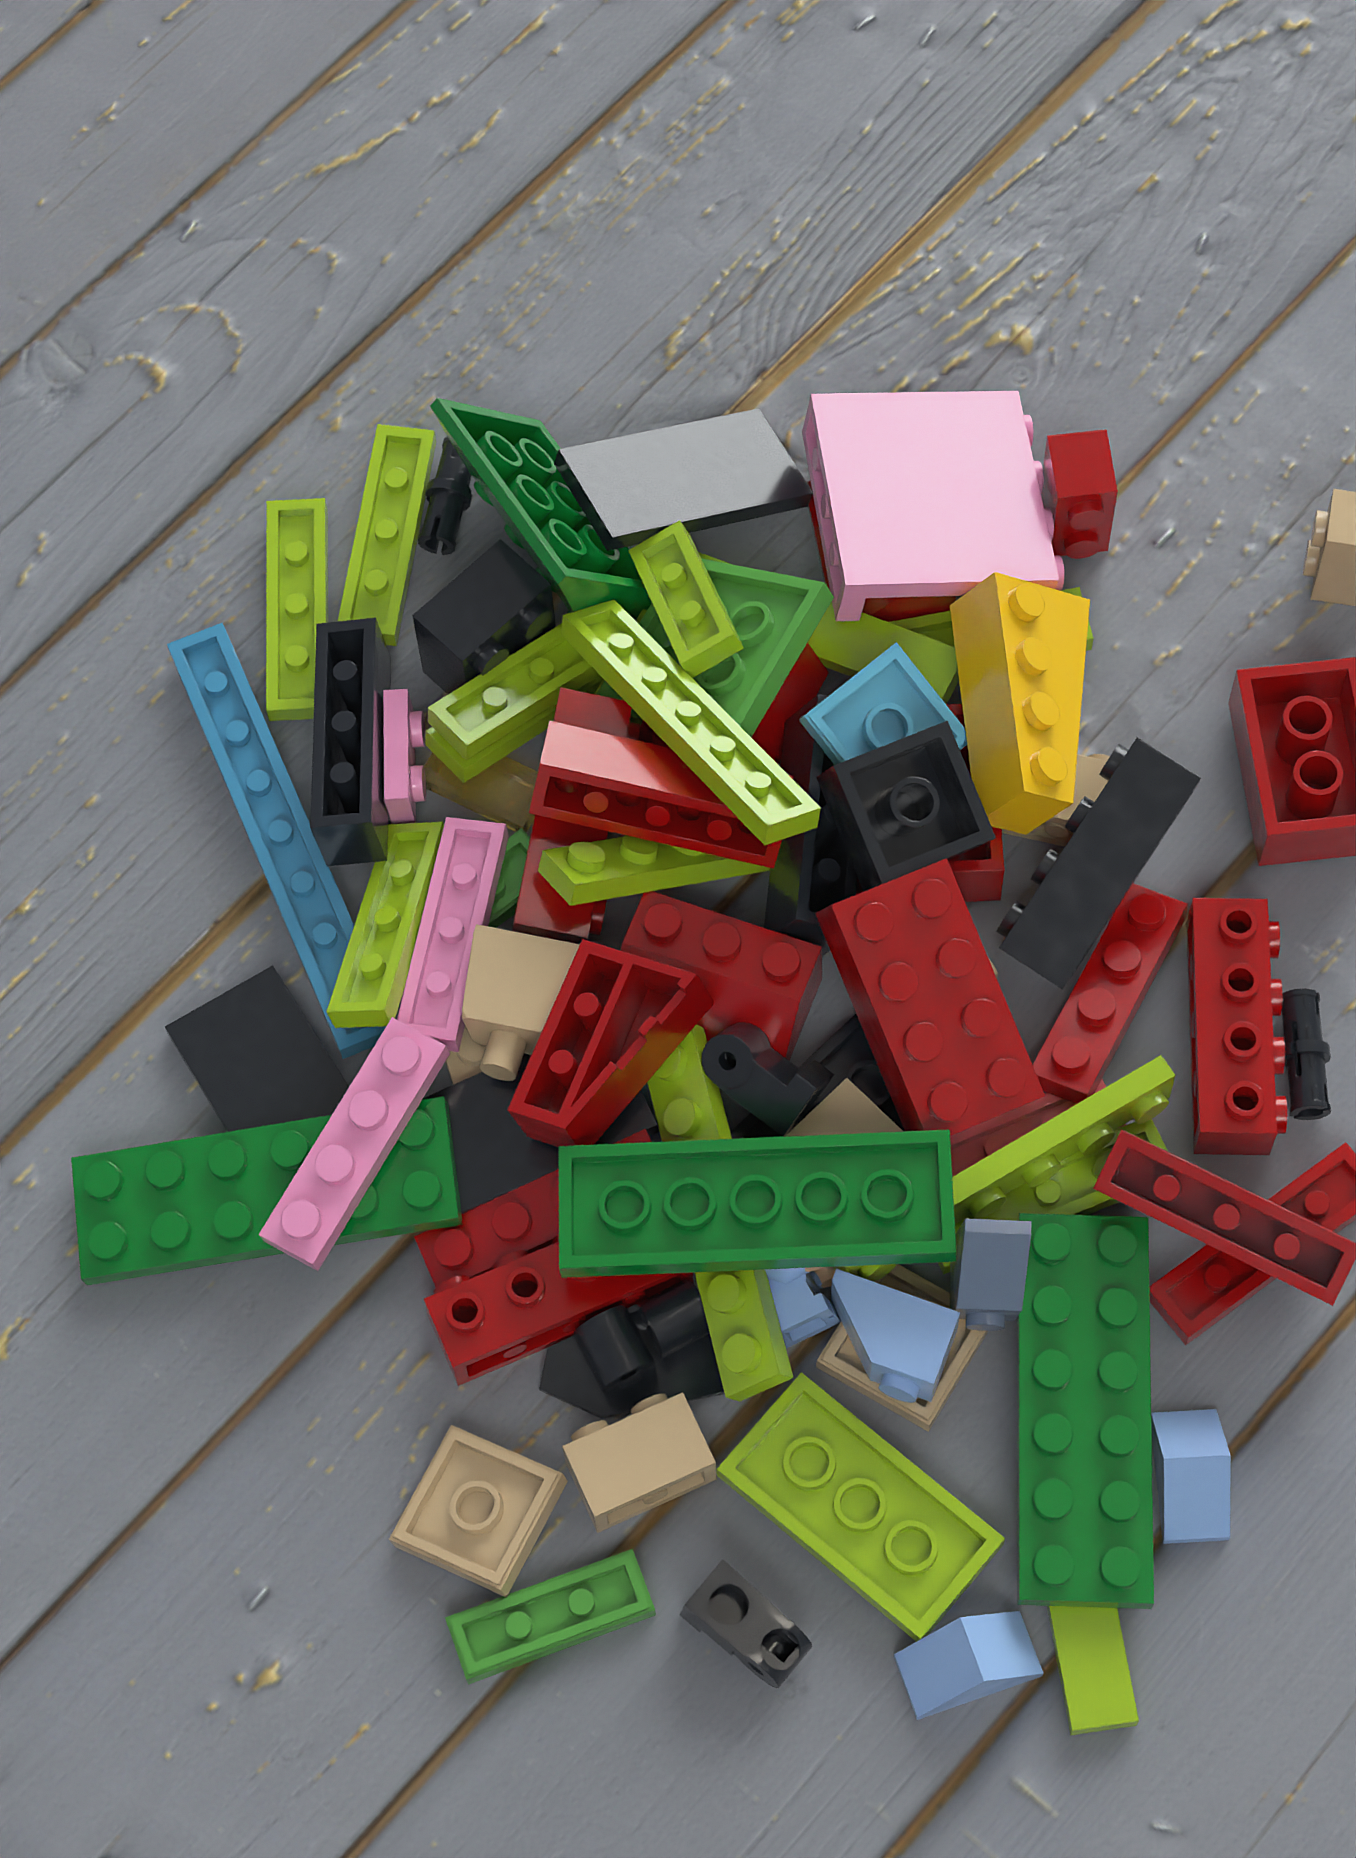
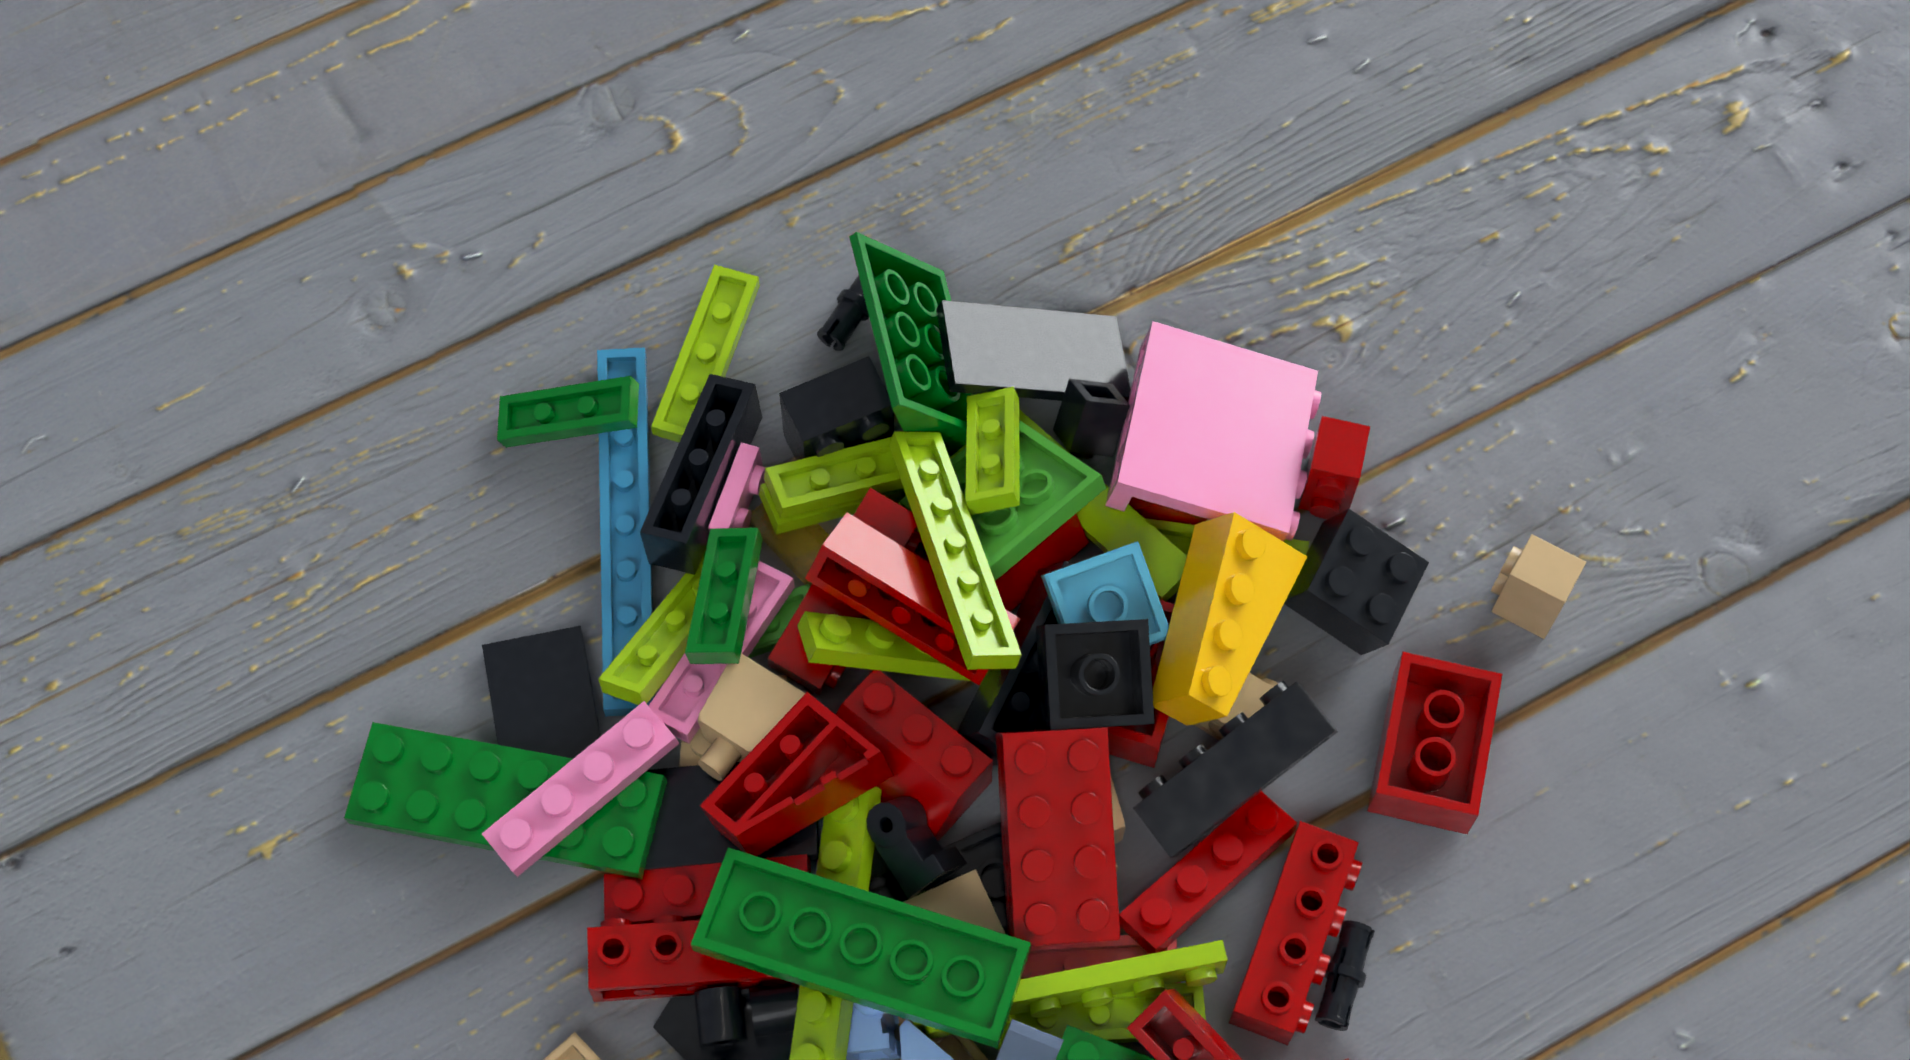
camera: 15 degrees right, 0 degrees up
(162, 724) = (568, 411): none -> green plate
(388, 528) = (796, 318): lime plate -> none
(436, 868) = (724, 596): none -> green plate
(778, 529) = (1090, 418): none -> black brick
(1153, 612) = (1356, 582): none -> black brick

